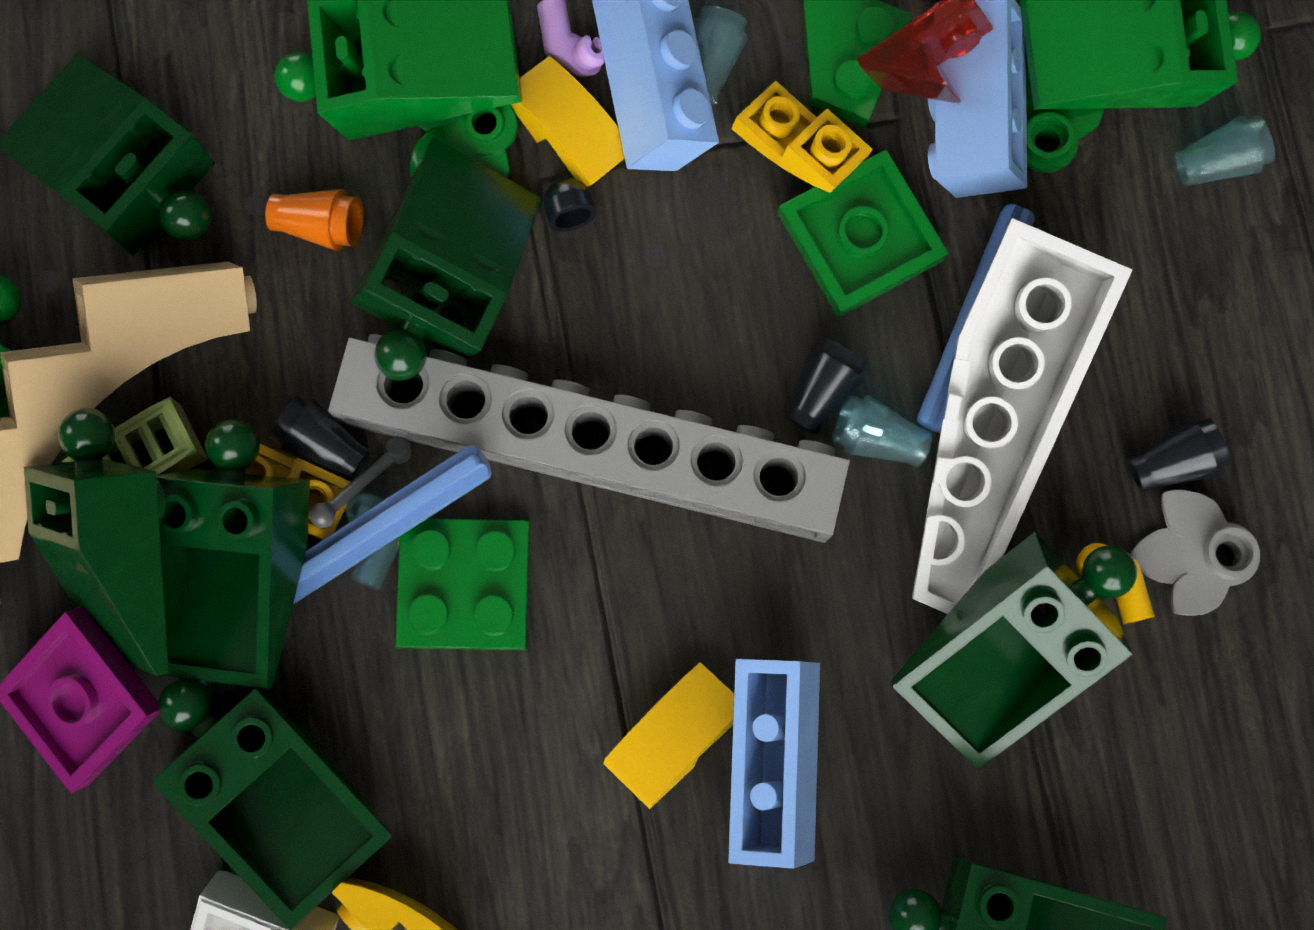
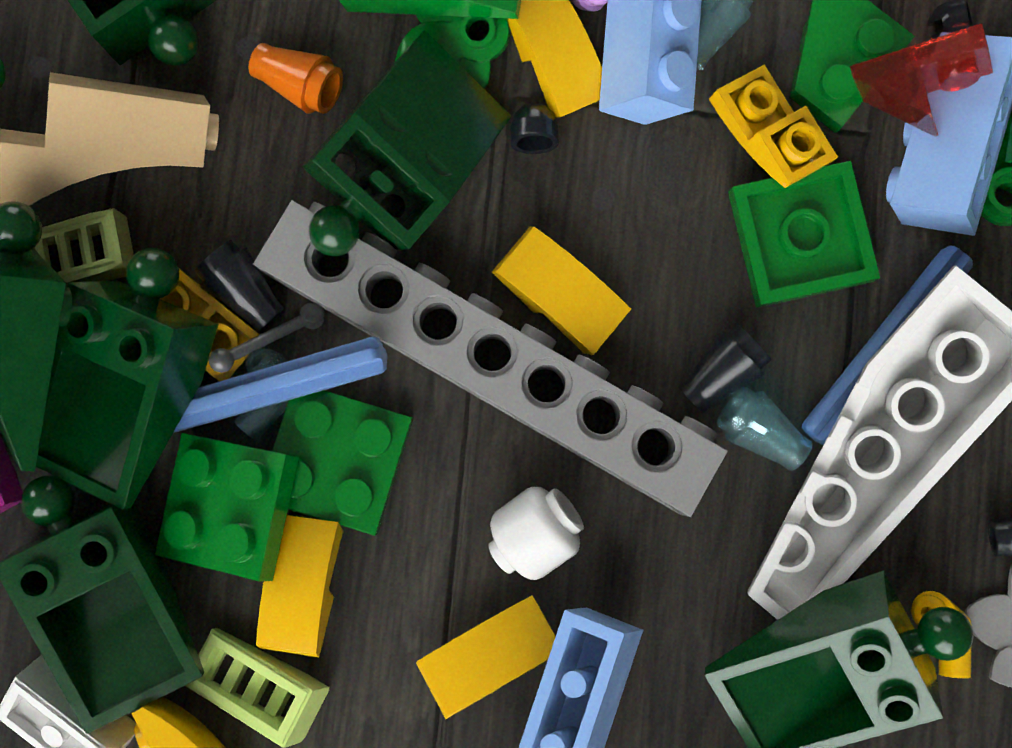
camera: 20 degrees right, 5 degrees up
(367, 661) = (227, 507): none -> green plate
(462, 720) = (298, 599): none -> yellow slope
(501, 849) = (266, 720): none -> yellowish green slope
(641, 351) = (562, 290): none -> yellow slope
(685, 598) = (535, 533): none -> white head

